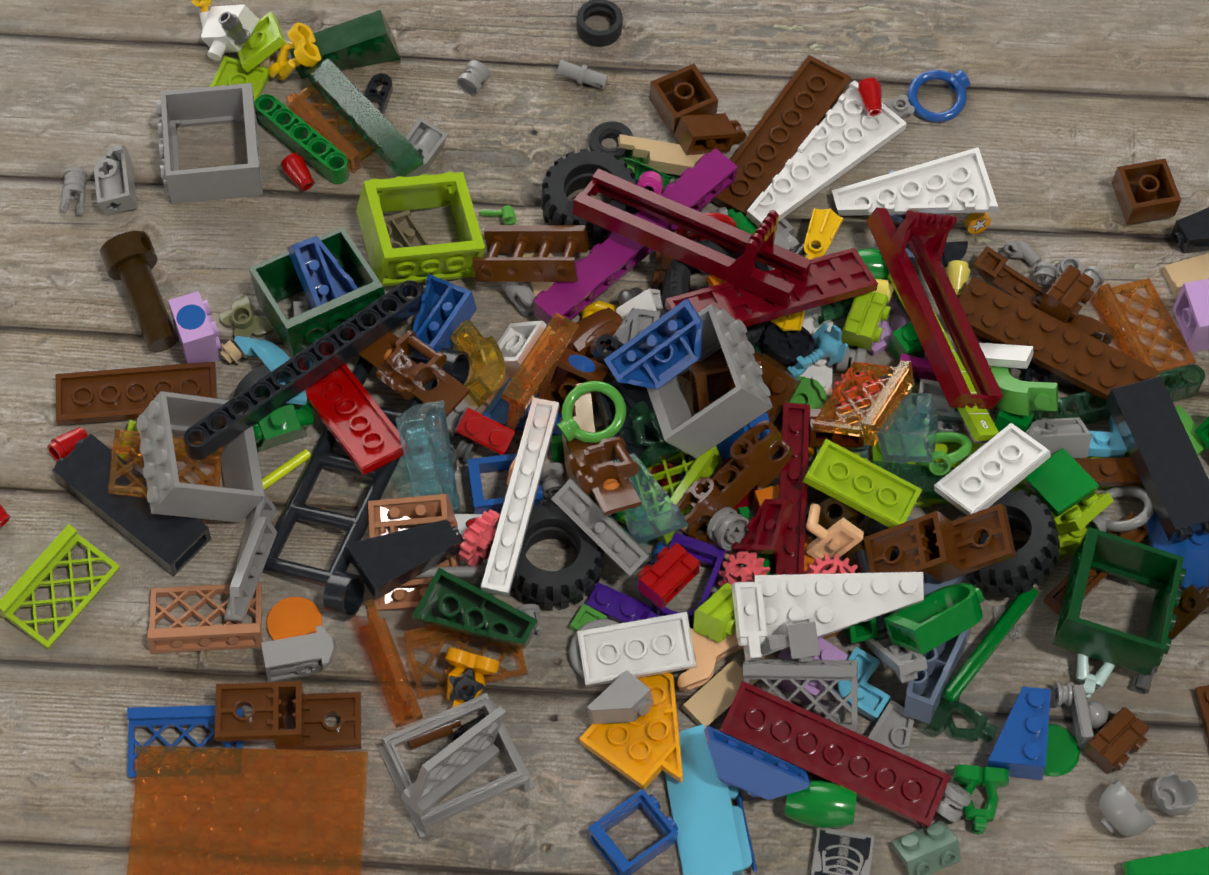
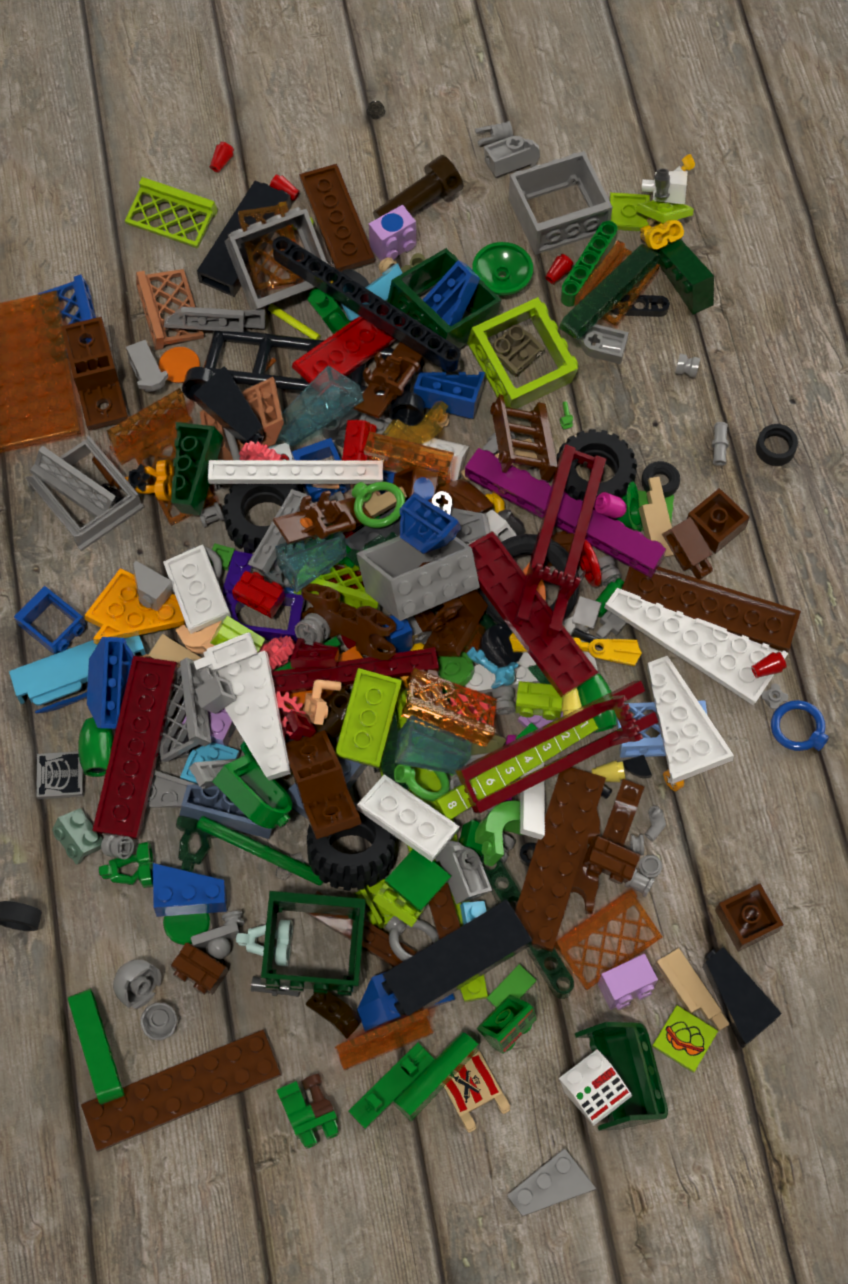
camera: 80 degrees right, 5 degrees up
(278, 215) = (503, 260): none -> green dish
(859, 555) = (300, 725): none -> dark red tile

